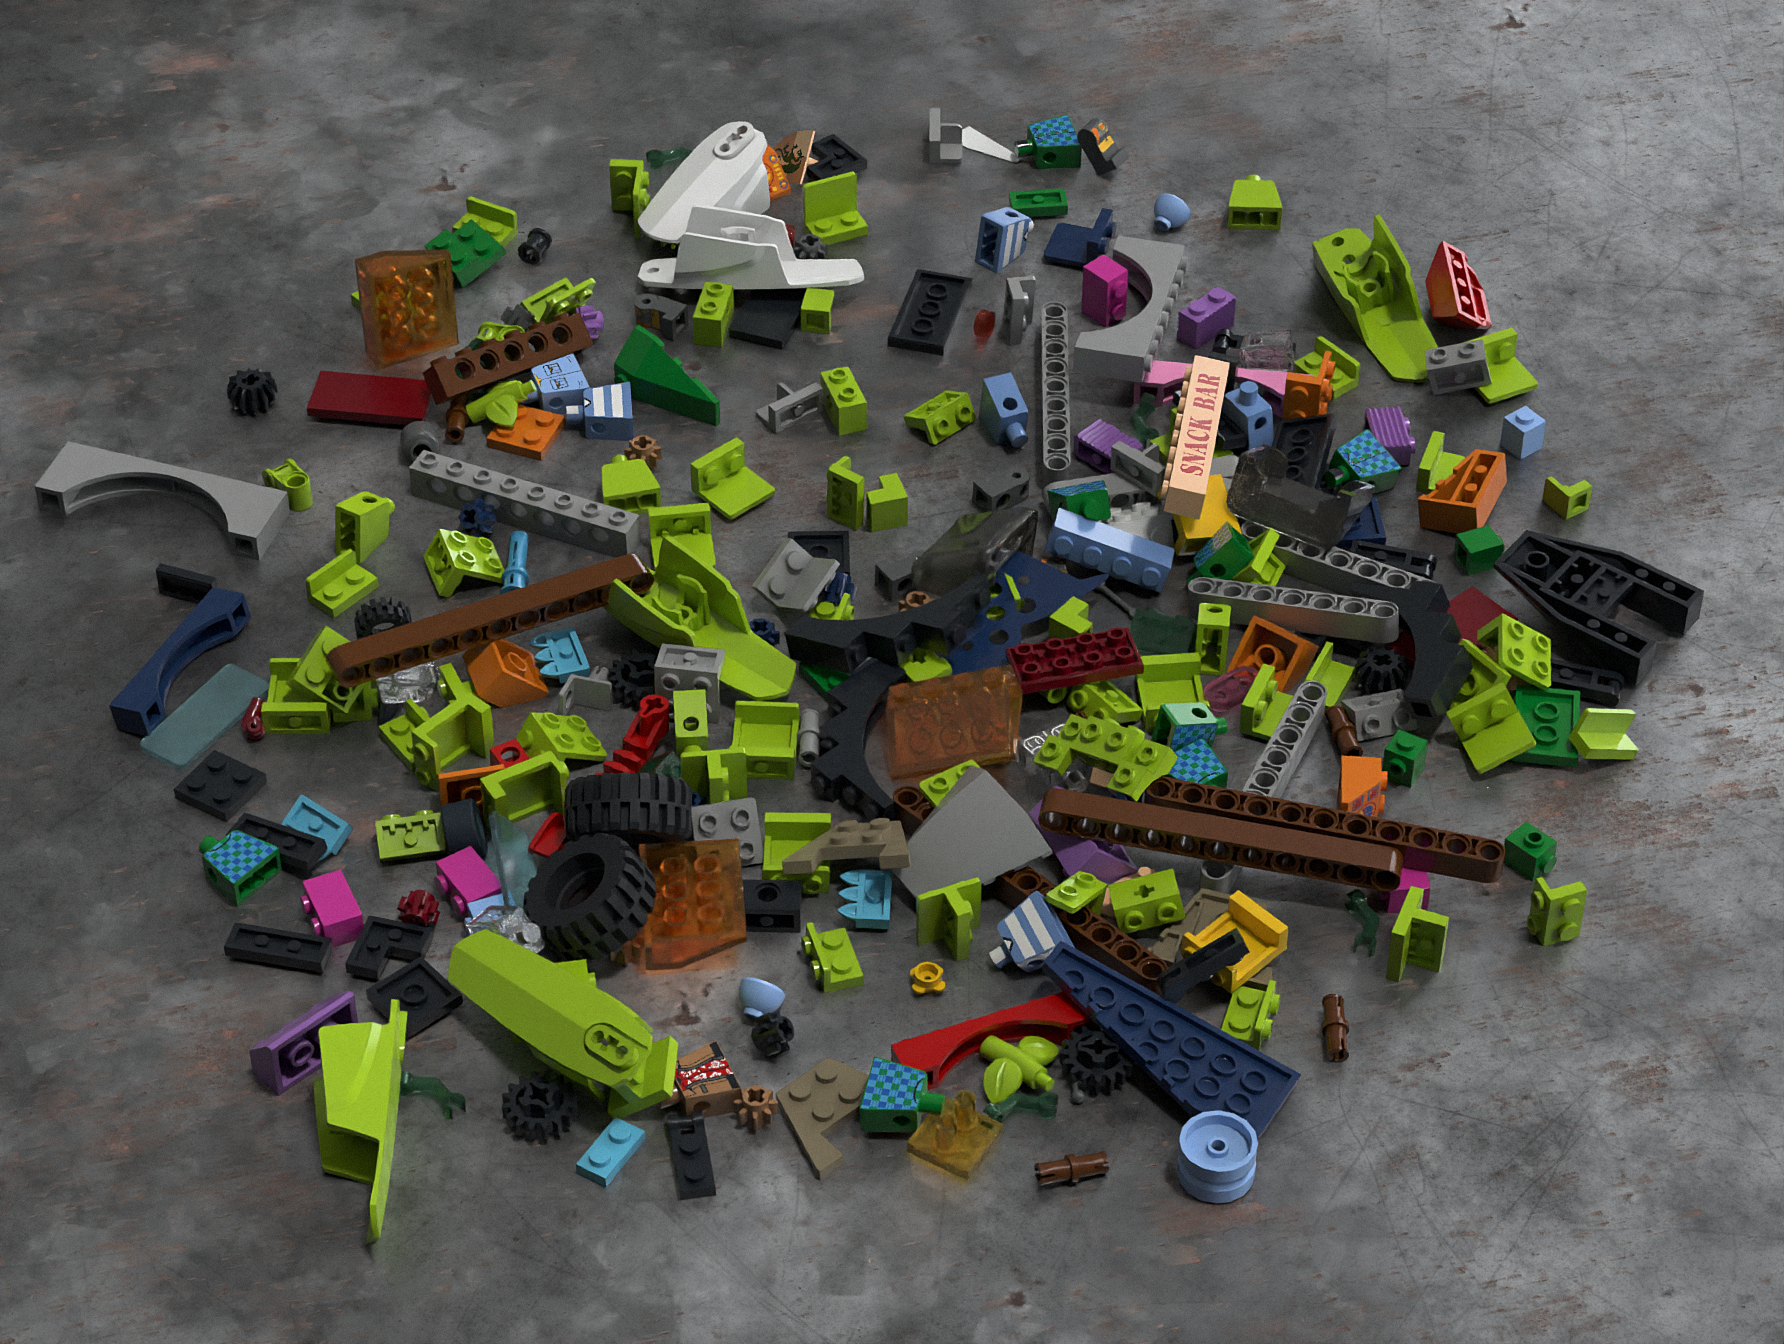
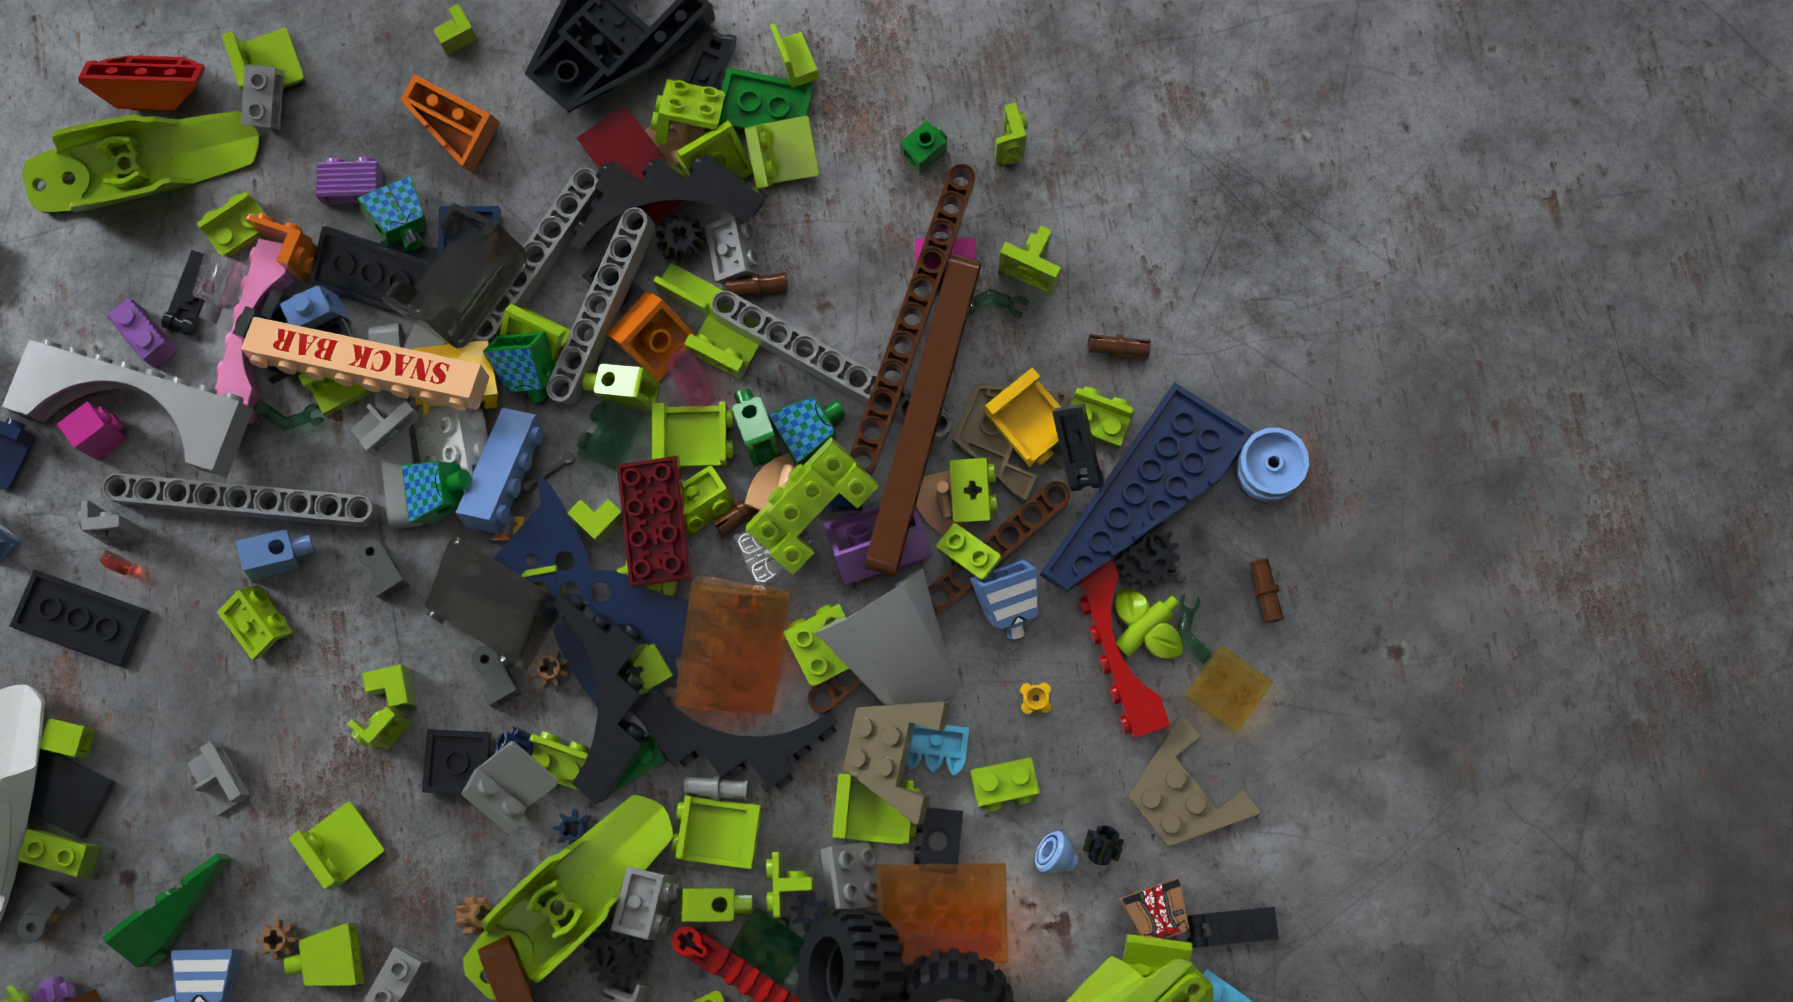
camera: 80 degrees left, 35 degrees up
(687, 525) = (423, 902): lime bracket -> none
(756, 1107) = (1196, 866): medium nougat gear -> none
(843, 400) = (223, 720): lime brick -> none
(896, 1098) = (1195, 736): torso -> none
(950, 916) = (989, 664): lime bracket -> none
(1095, 444) = (332, 456): medium lavender brick -> none
(1361, 785) = (859, 285): orange slope -> none
(1405, 758) = (801, 235): green brick -> none
(1408, 560) = (530, 203): black plate -> none
(1435, 464) = (397, 141): lime panel -> none
(1478, 549) = (523, 124): green brick -> none
(1522, 432) = (362, 54): light blue brick -> none

